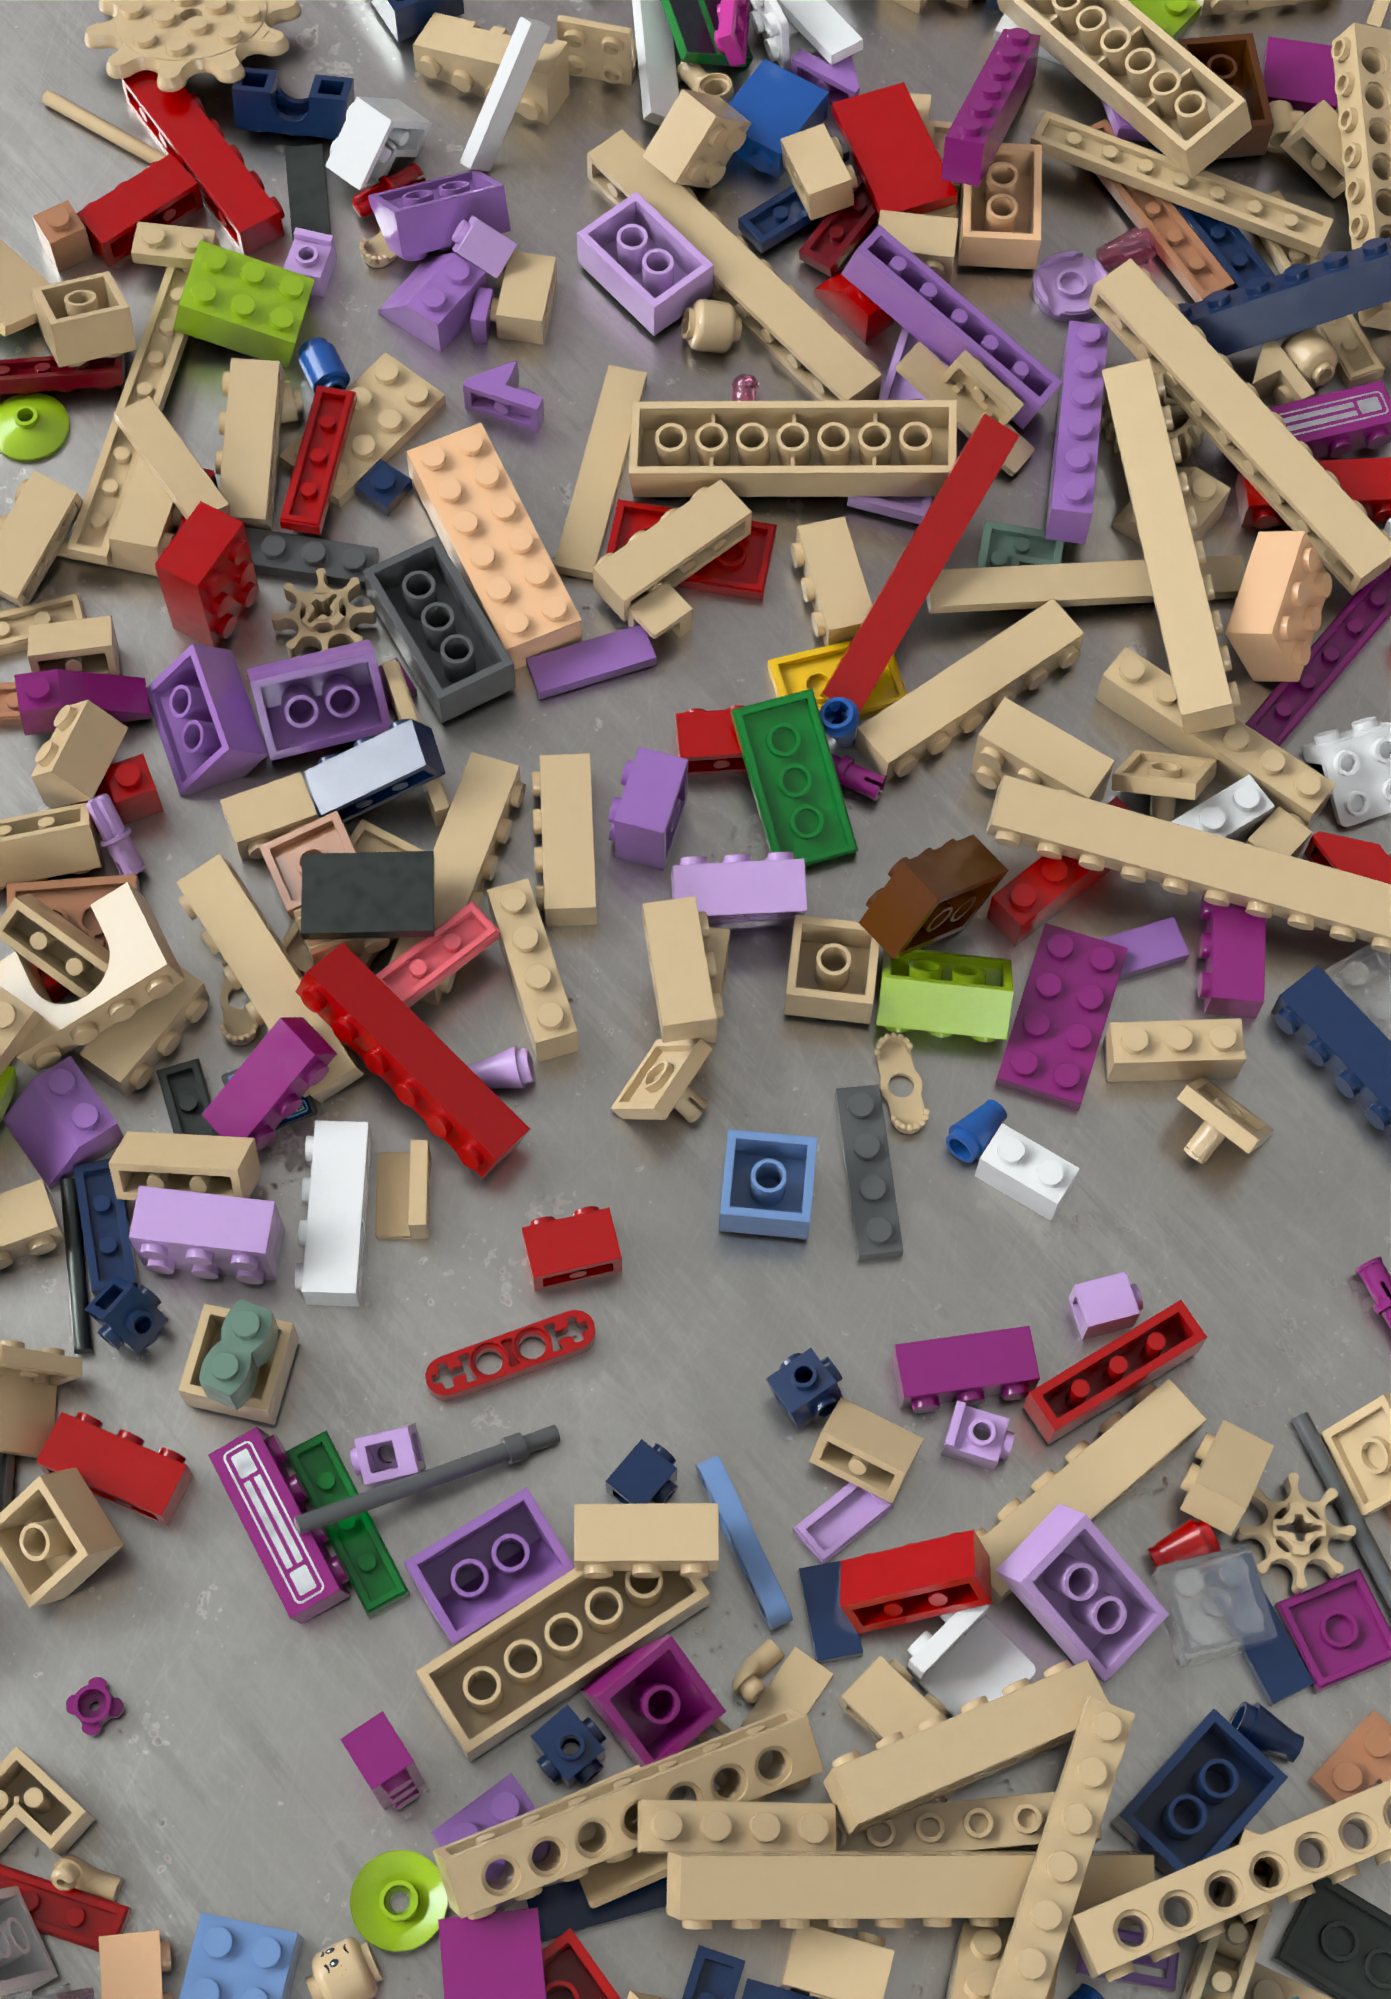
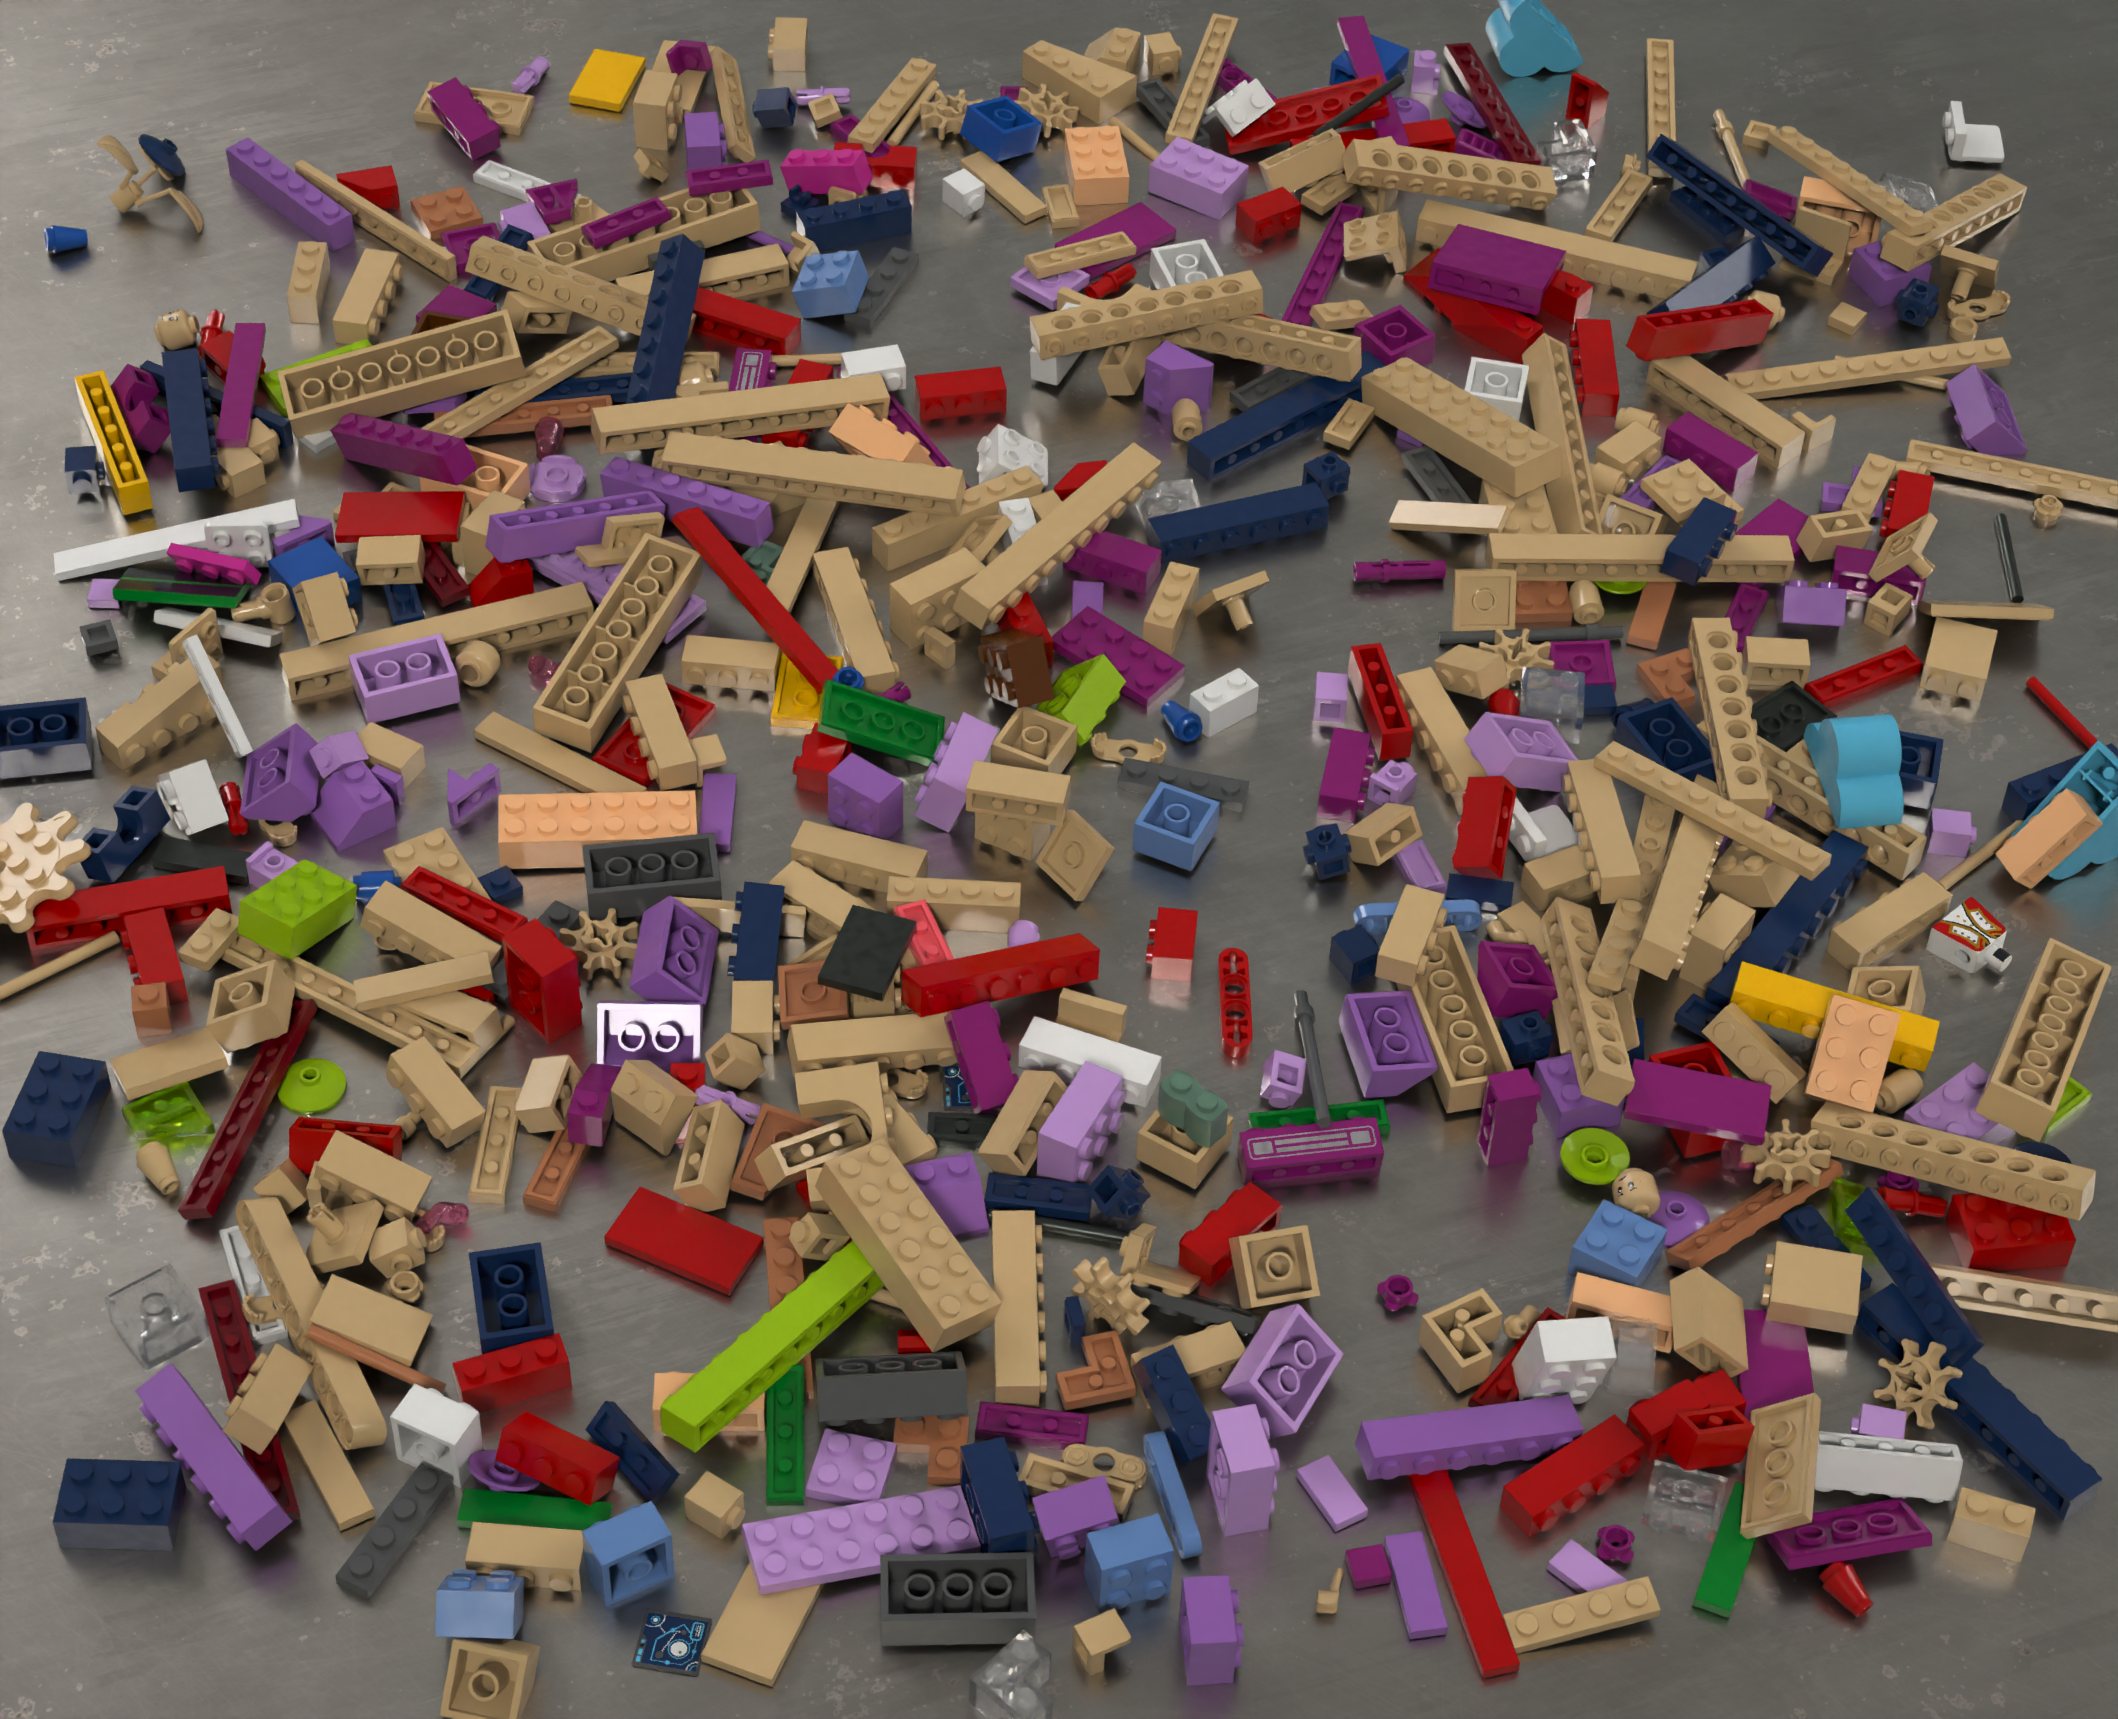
camera: 70 degrees left, 20 degrees down
(186, 822) = (734, 1061): none -> tan brick
(971, 802) = (939, 647): none -> tan tile

